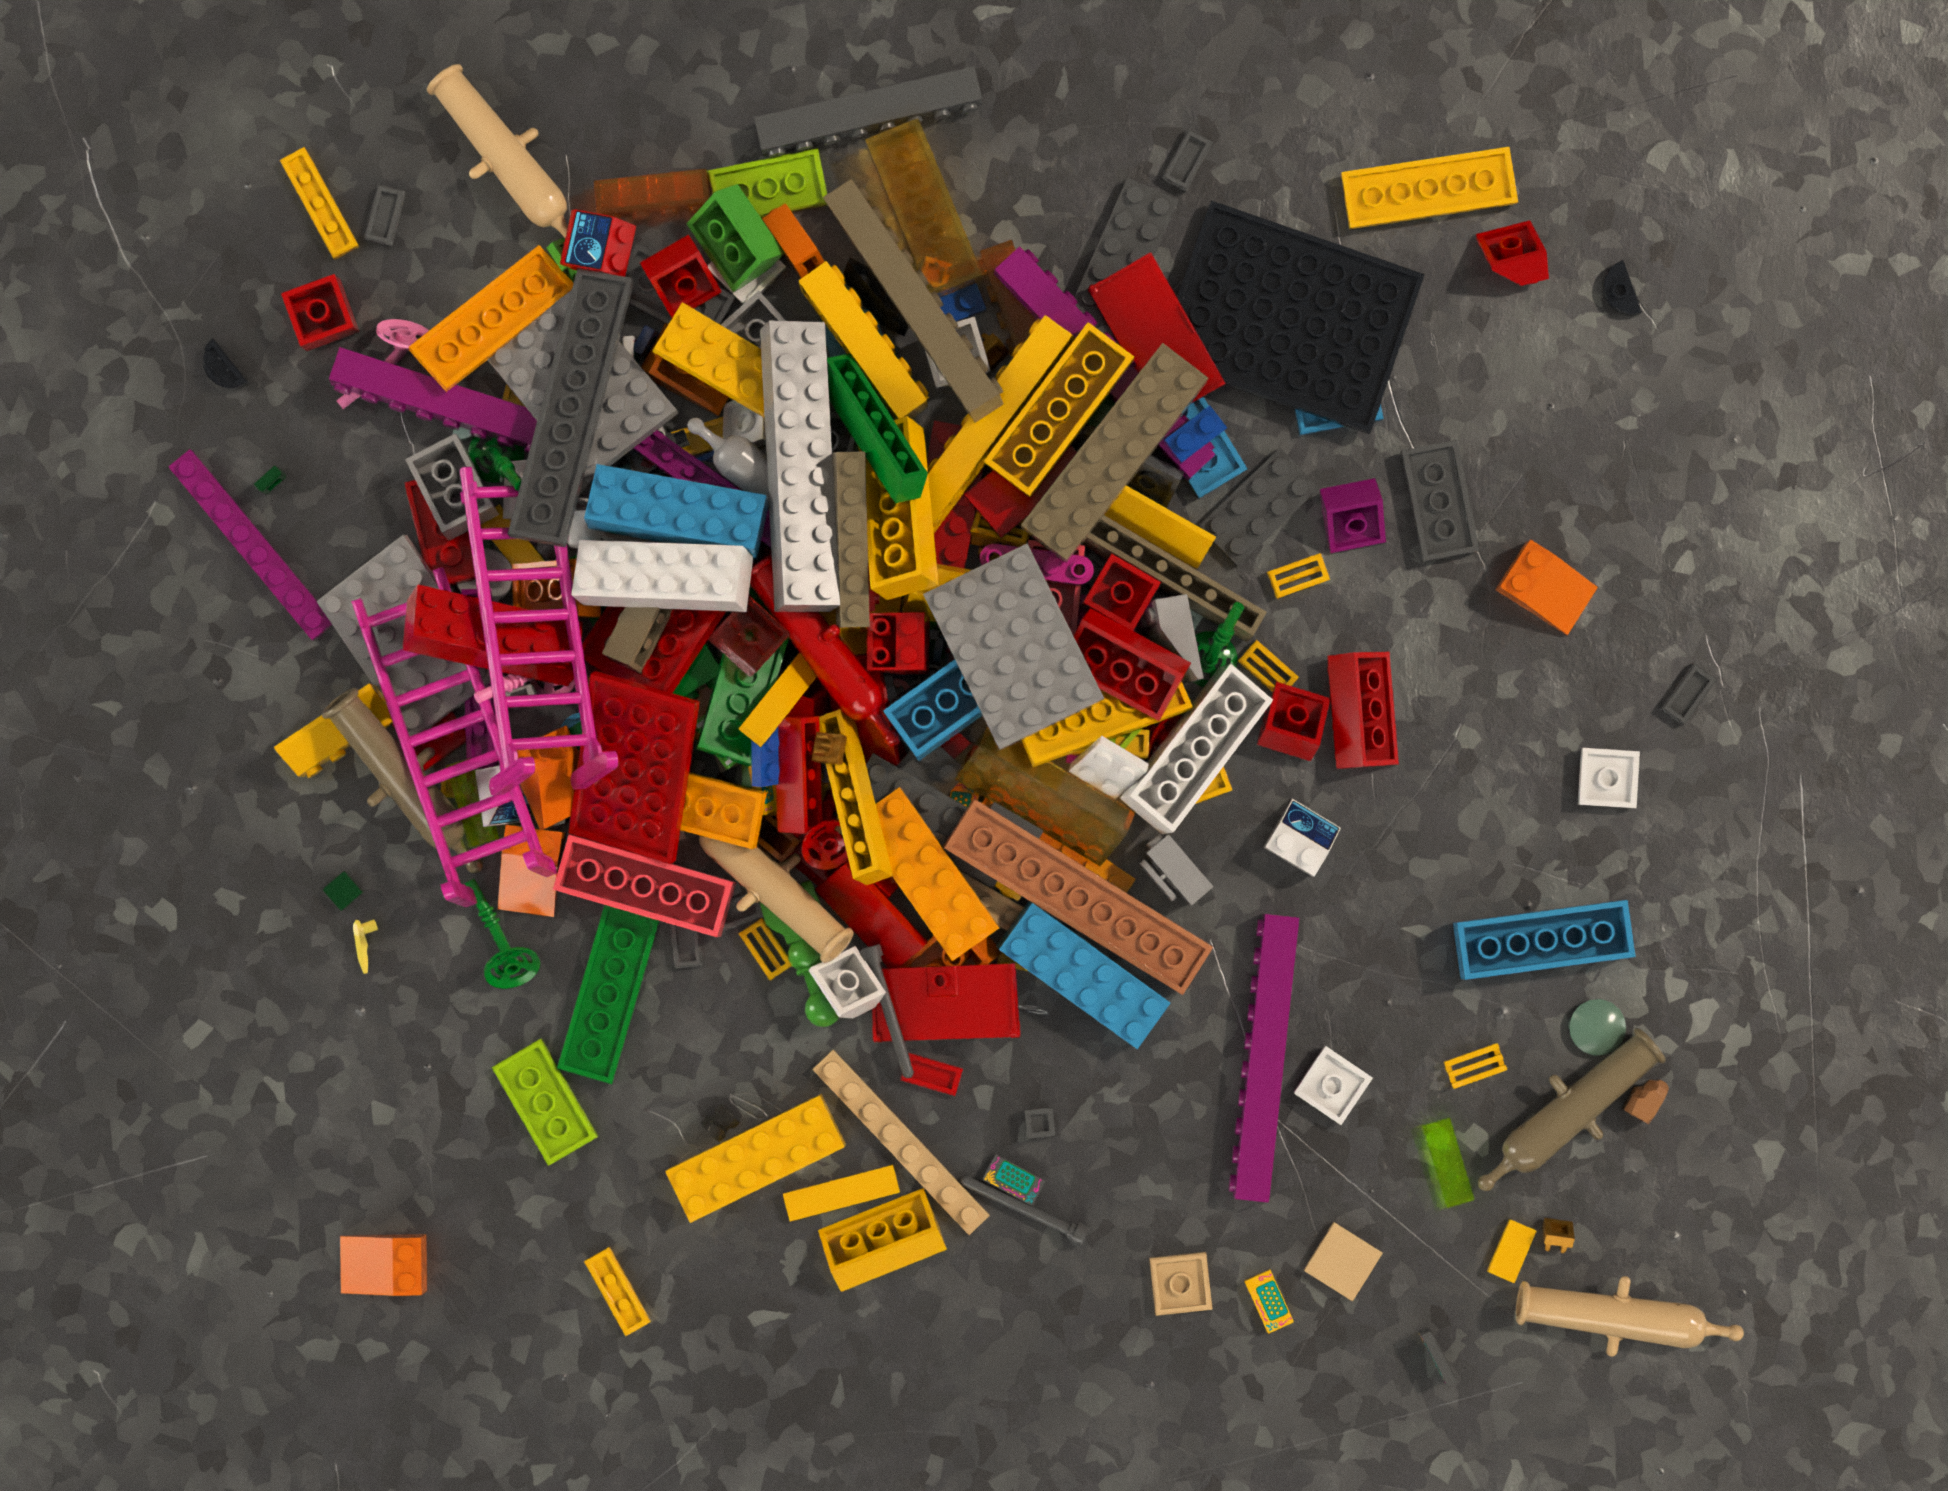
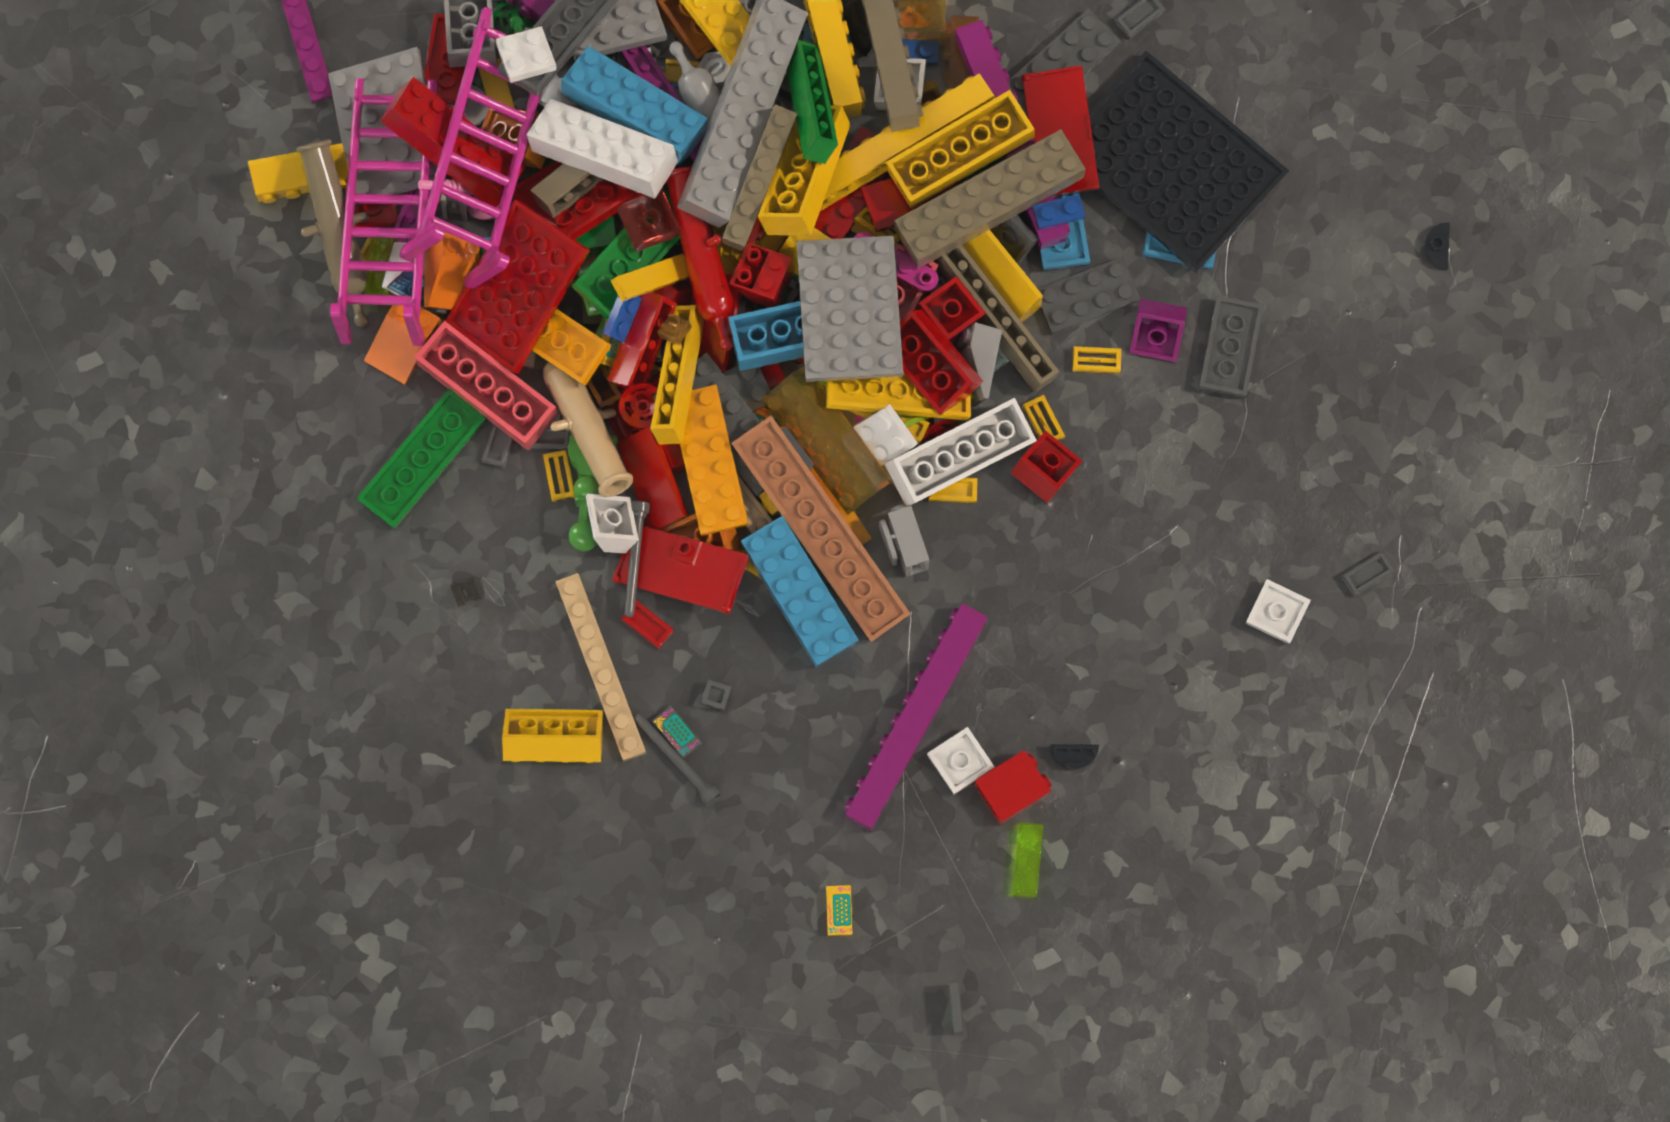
camera: 15 degrees right, 10 degrees down
(343, 890) = (250, 298): dark green tile -> none
(360, 941) = (250, 333): light yellow bar -> none
(384, 1264) = (155, 594): orange slope -> none
(507, 955) = (358, 393): green dish -> none
(532, 505) = (526, 54): none -> white plate
(545, 1102) = (335, 522): lime tile -> none
(617, 1291) = (327, 691): yellow tile -> none
(755, 1158) = (481, 630): yellow brick -> none
(841, 1192) = (536, 687): yellow tile -> none
(1180, 1283) = (774, 868): tan tile -> none
(1221, 638) = (1006, 380): green dish -> none
(1302, 838) = (1015, 560): slope -> none
(1343, 1261) = (911, 903): tan tile -> none
(1362, 709) = (1105, 480): red slope -> none
(1401, 1090) = (1013, 786): none -> red brick
(1429, 188) = (1319, 109): yellow plate -> none
(1452, 1028) = (1074, 755): none -> black plate
(1497, 1058) = (1080, 783): yellow tile -> none
(1511, 1250) = (1049, 950): yellow tile -> none
(1515, 253) = (1367, 184): red slope -> none
(1544, 939) = (1175, 713): dark azure brick -> none
(1546, 587) = (1288, 445): orange slope -> none
(1558, 1233) = (1093, 950): pearl gold tile -> none
(1575, 1108) = (1146, 855): dark tan piece -> none
(1597, 1027) = (1190, 802): sand green dish -> none
(1619, 1316) = (1115, 1035): tan piece -> none
(1646, 1100) = (1205, 874): medium nougat rock -> none

